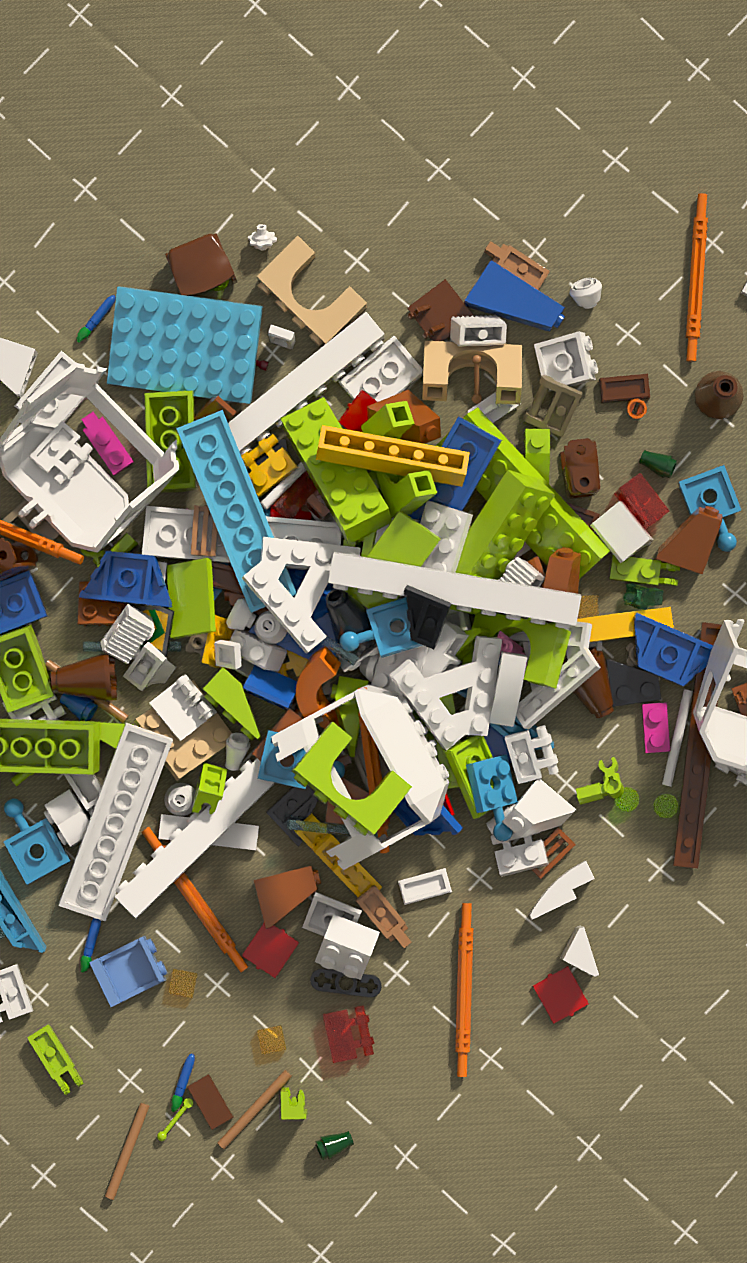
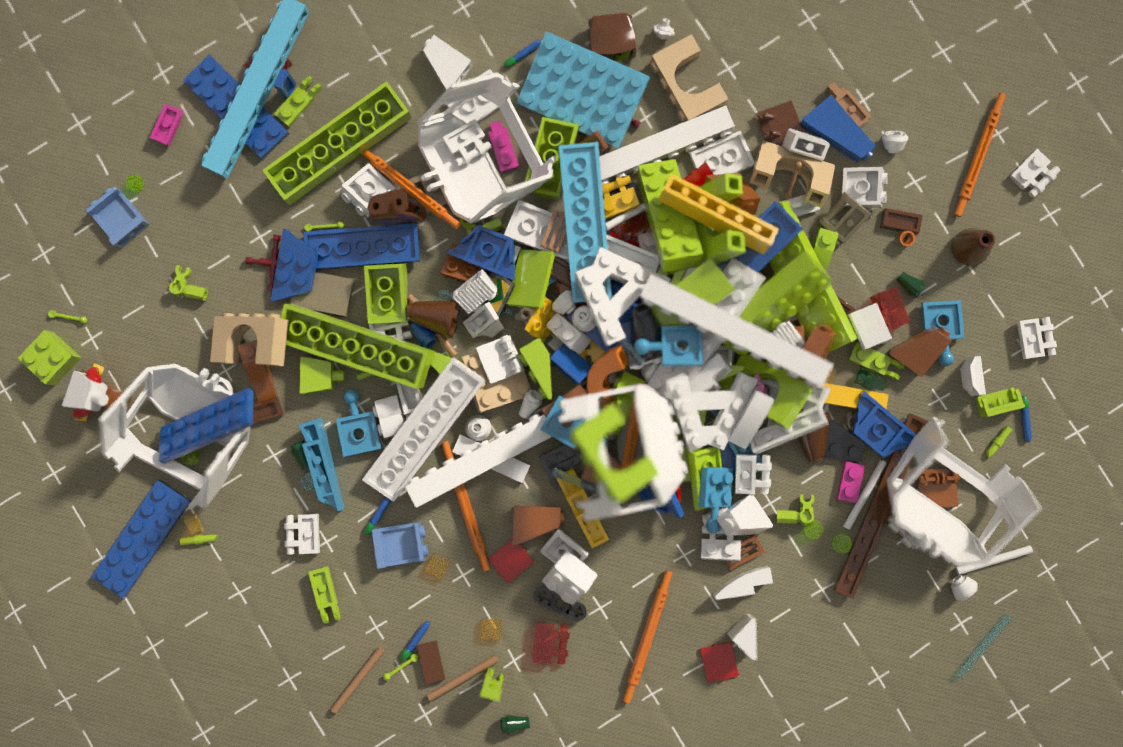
camera: 20 degrees right, 0 degrees up
(209, 787) = (502, 425): lime hinge -> none
(228, 654) = (546, 329): white plate -> none
(281, 337) = (657, 105): white tile -> none
(318, 508) = (646, 239): reddish brown tile -> none
(383, 915) = (604, 561): medium nougat hinge -> none
(424, 886) = (641, 548): white tile -> none
(426, 616) = (708, 344): black wing -> none
(582, 470) = (852, 270): reddish brown piece -> none

